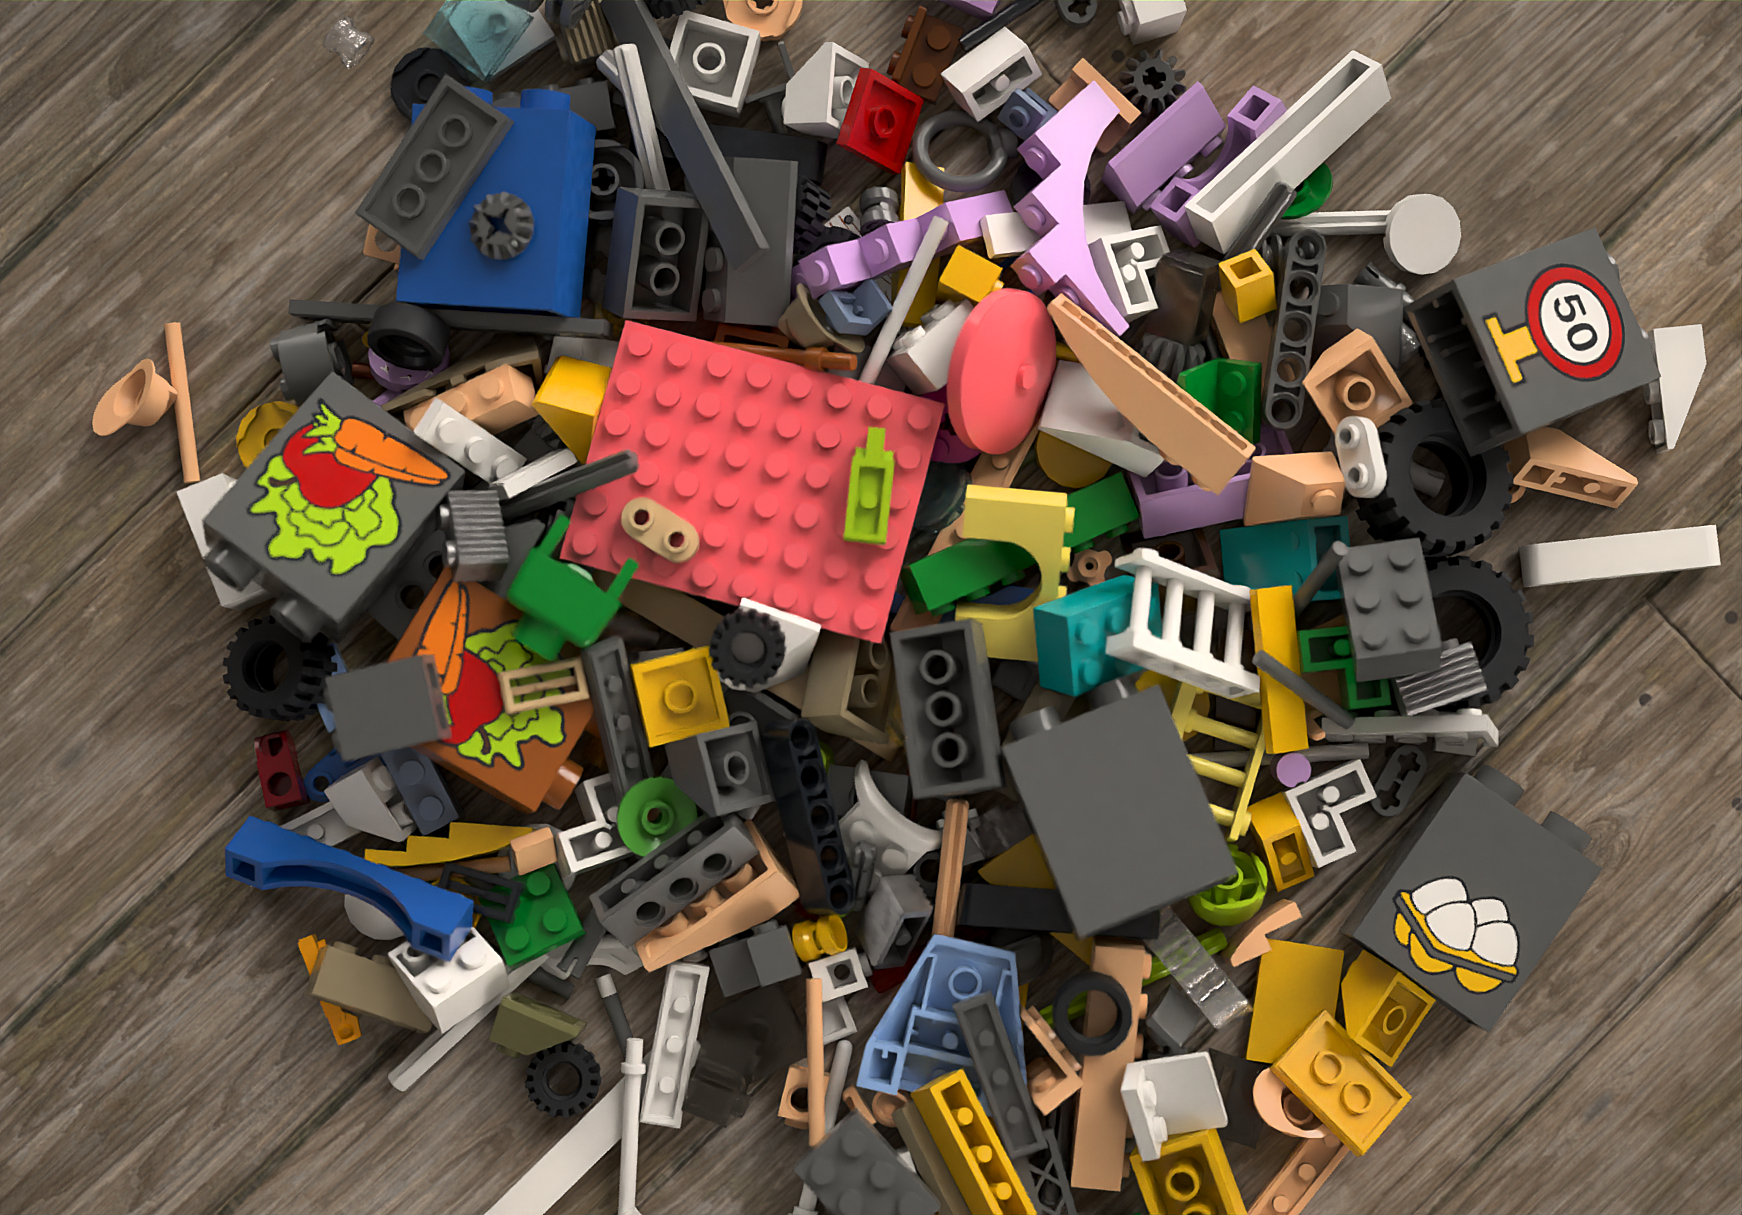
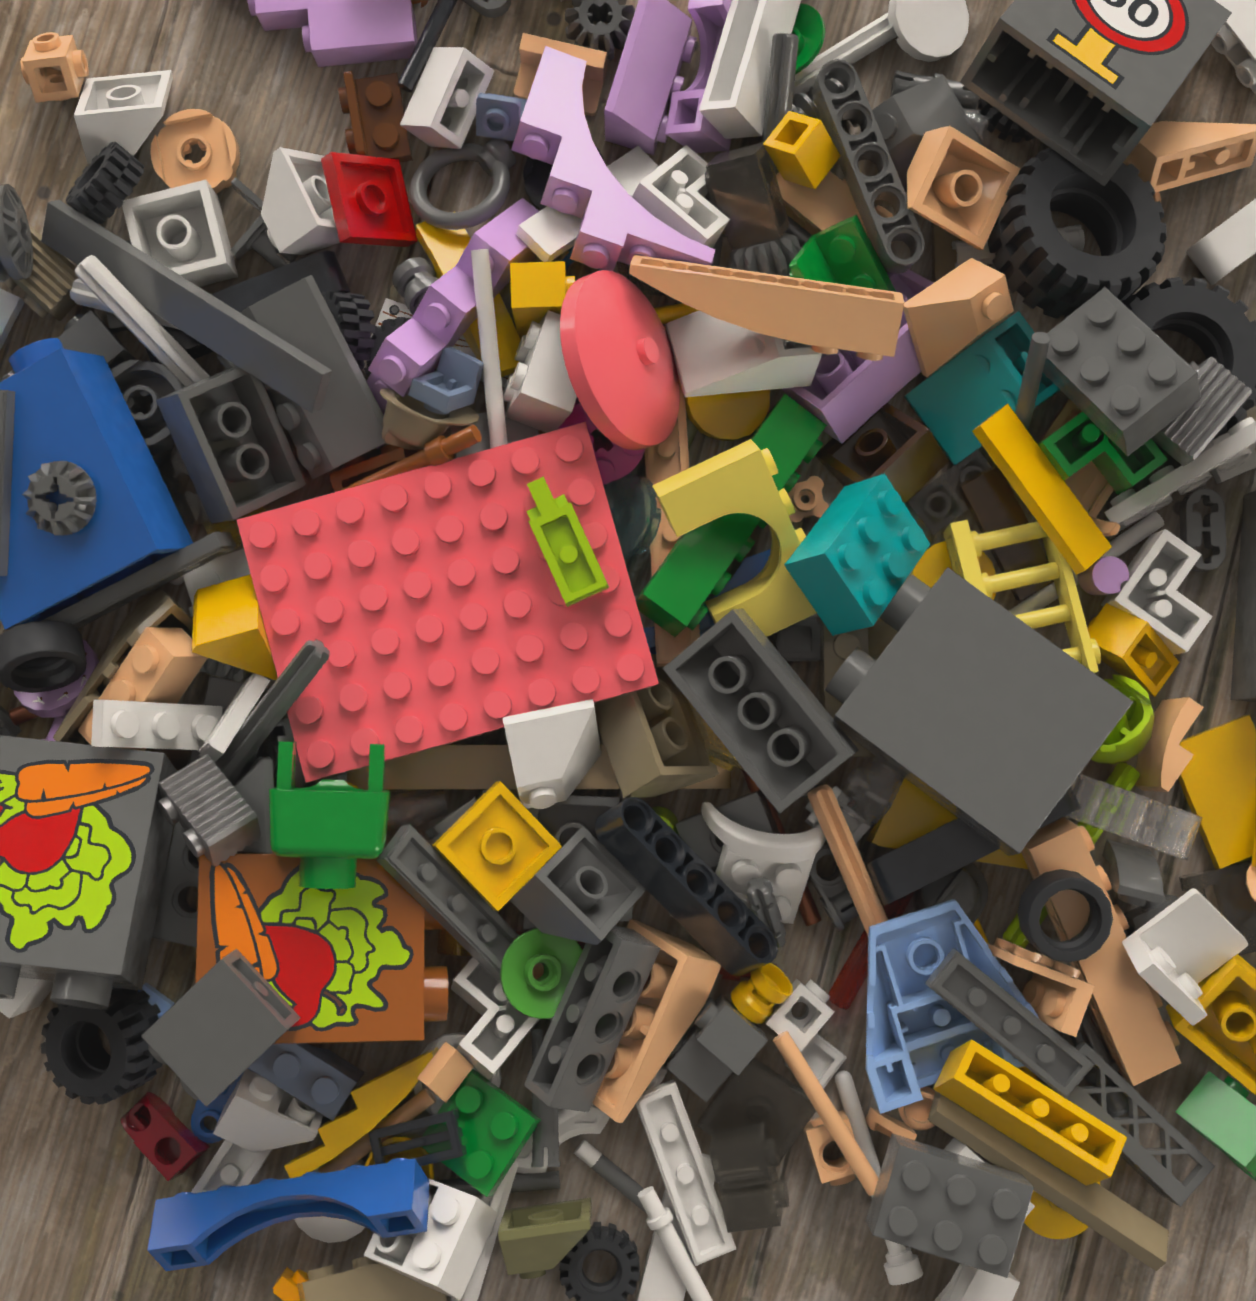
camera: 30 degrees left, 0 degrees up
(507, 692) = (391, 887): tan tile -> none
(659, 529) = (385, 699): tan plate -> none
(738, 671) = (535, 790): black tyre -> none
(893, 920) = (822, 936): flat silver brick -> none
(1168, 655) = (935, 534): white fence -> none
(1303, 689) = (1077, 494): dark grey bar -> none
(1360, 456) = (1004, 240): white plate -> none

